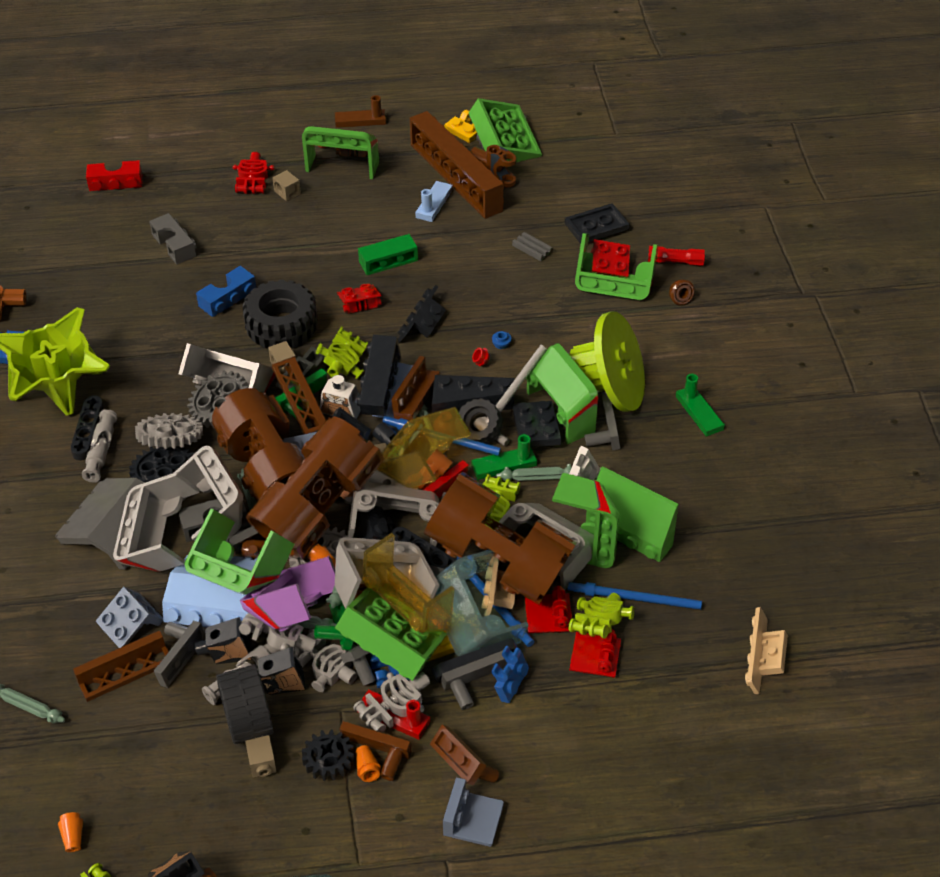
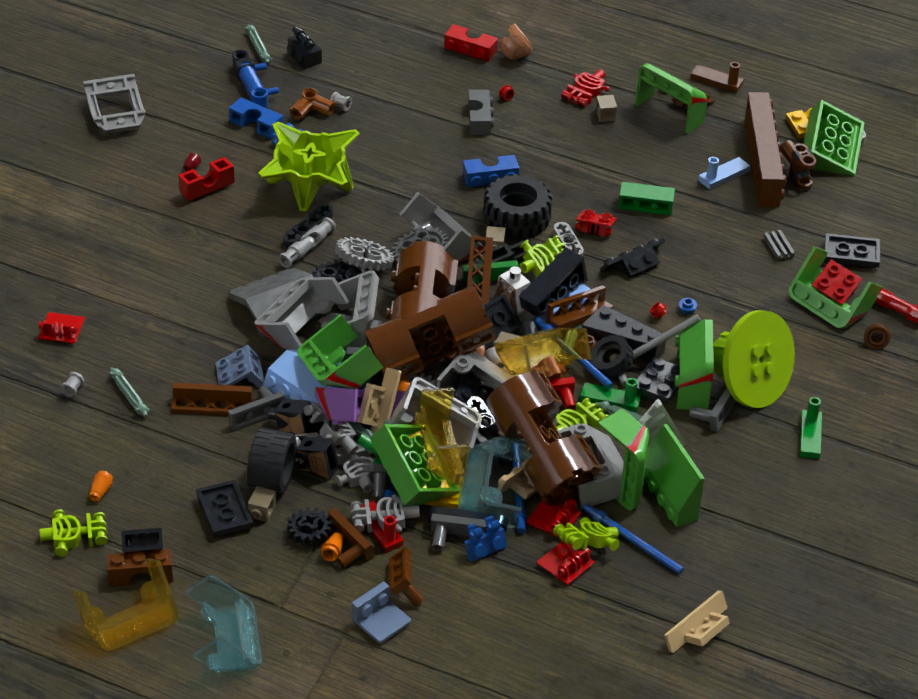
camera: 30 degrees right, 5 degrees down
(30, 285) = (341, 101): none -> light grey bush
(161, 159) = (516, 44): none -> nougat helmet
(183, 209) = (506, 93): none -> red plate
(224, 783) = (224, 508): none -> black plate
(312, 579) = (379, 400): none -> tan bracket
(336, 319) = (569, 235): none -> light grey beam

